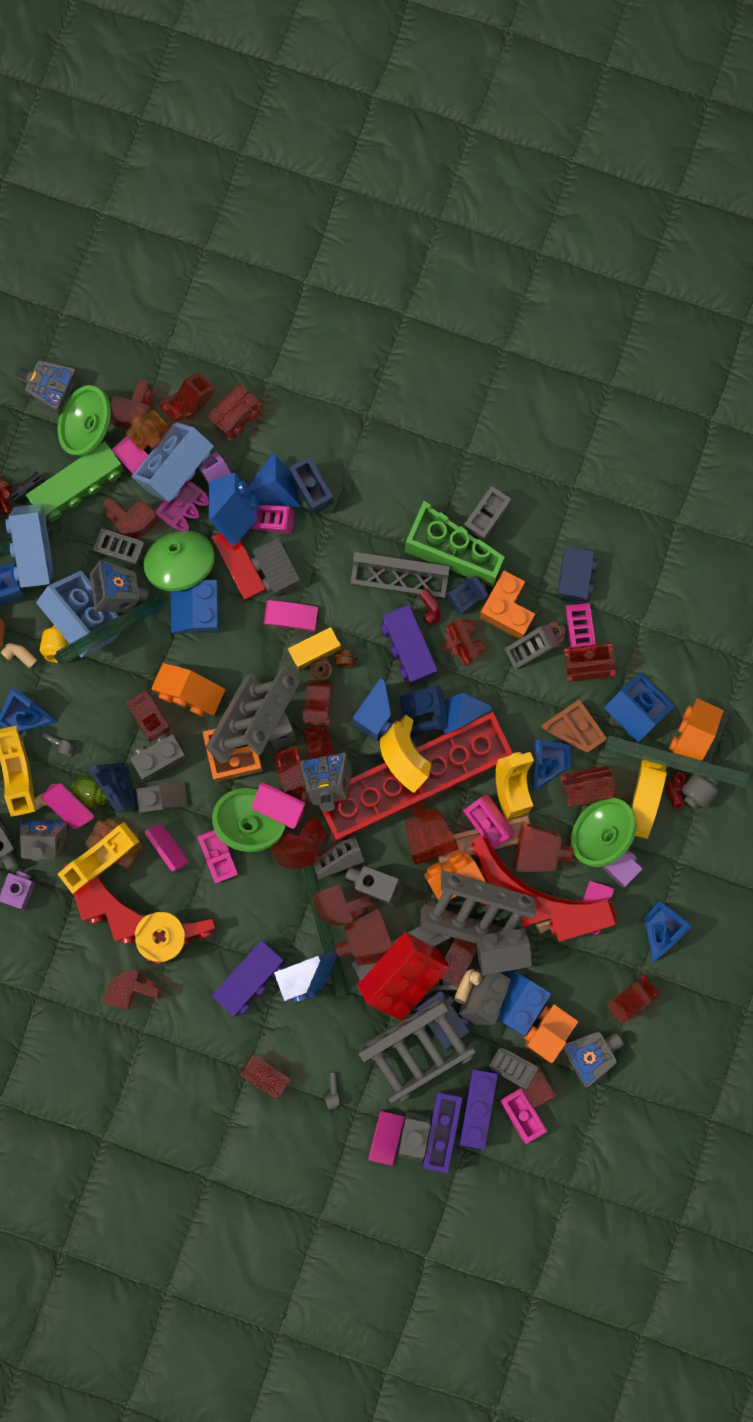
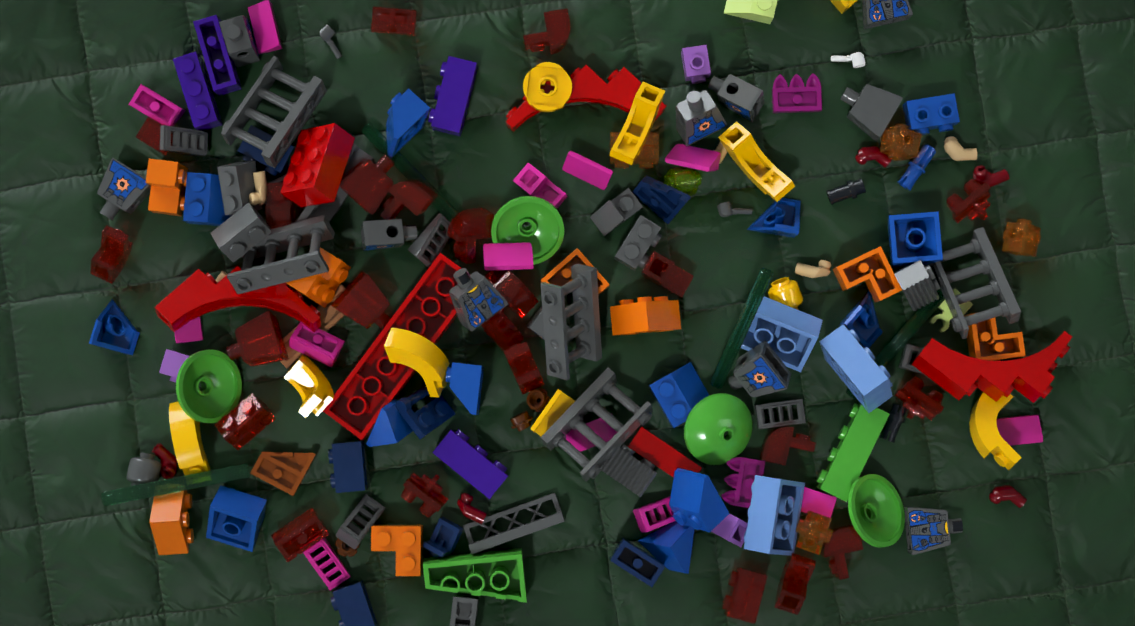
camera: 150 degrees right, 5 degrees up
(276, 641) = (589, 402): none -> dark grey fence
(517, 698) = (348, 467): none -> dark blue brick
(549, 761) = (291, 427): blue slope -> none

